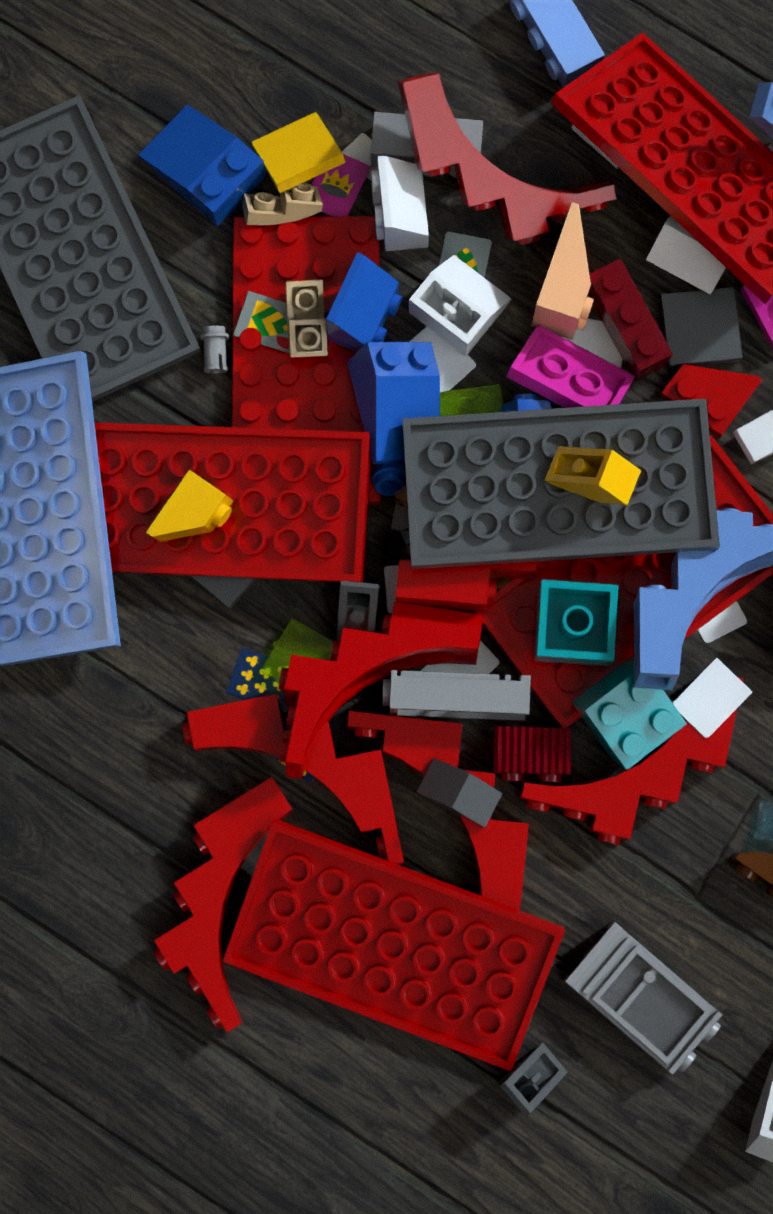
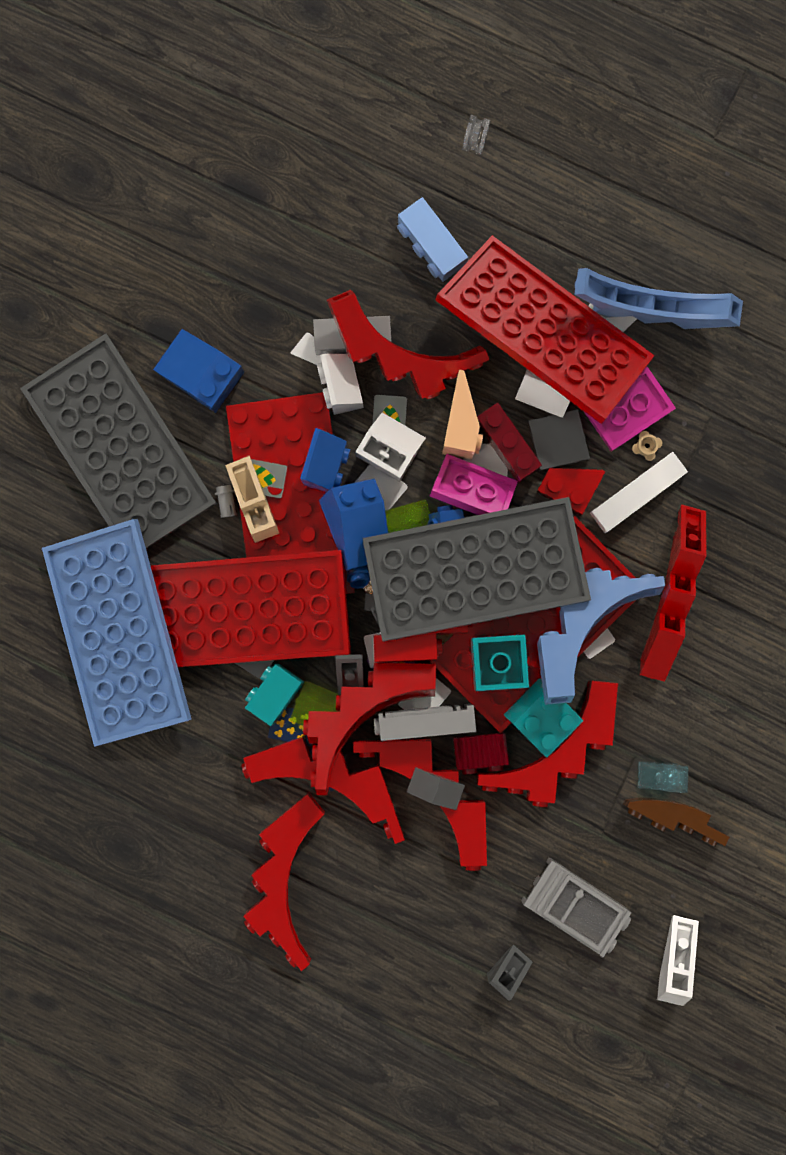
camera: 10 degrees left, 5 degrees up
(191, 510) = (226, 619): yellow slope -> none
(244, 625) = (274, 694): none -> teal brick
(252, 348) = (252, 499): none -> tan slope
(290, 206) = (266, 391): tan slope -> none
(298, 152) = (264, 354): yellow tile -> none
(306, 318) = (286, 473): tan slope -> none
(341, 186) = (294, 371): dark pink sticker -> none
(393, 944) = (404, 896): red plate -> none
(593, 474) = (498, 562): yellow slope -> none
(711, 698) = (598, 700): white sticker -> none

